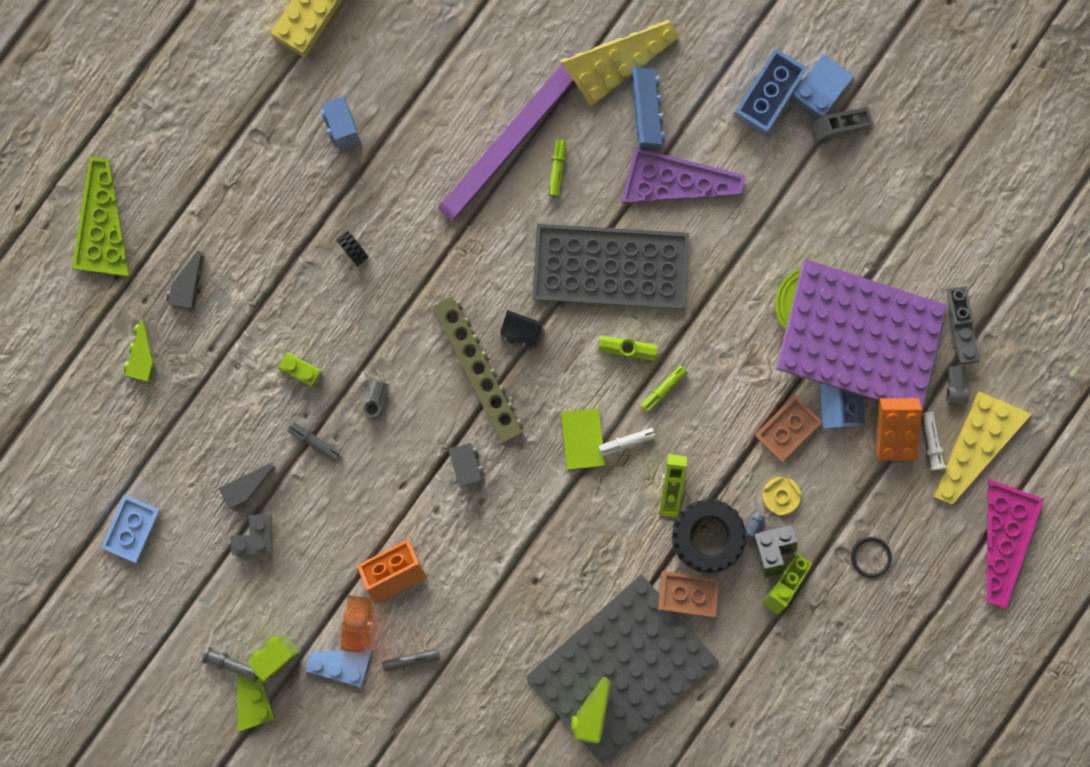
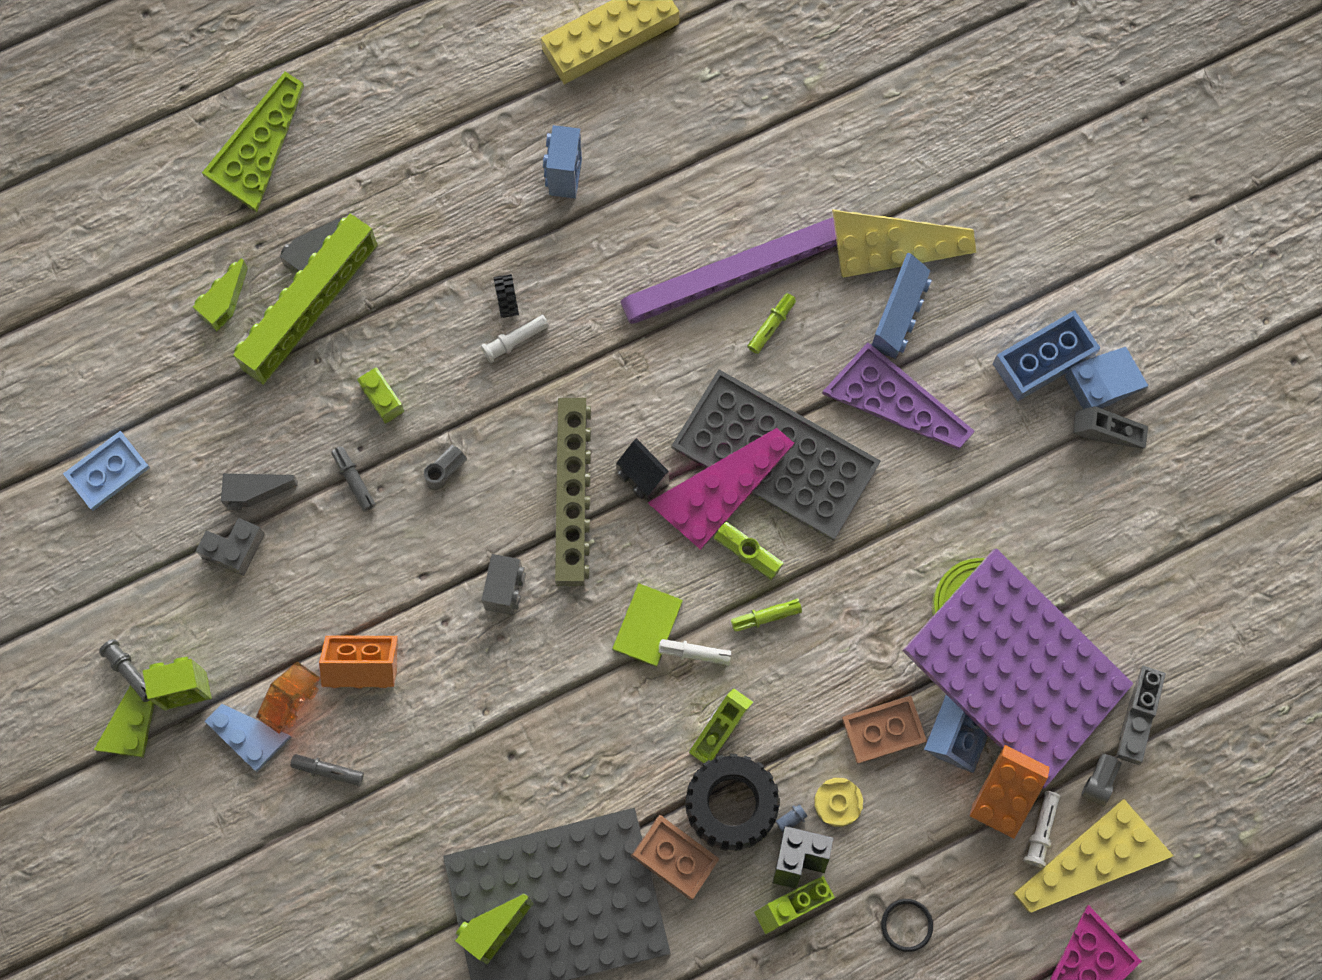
camera: 25 degrees right, 10 degrees down
(205, 326) = (305, 298): none -> lime brick
(370, 283) = (506, 342): none -> white pin
(581, 321) = (712, 496): none -> dark pink wing

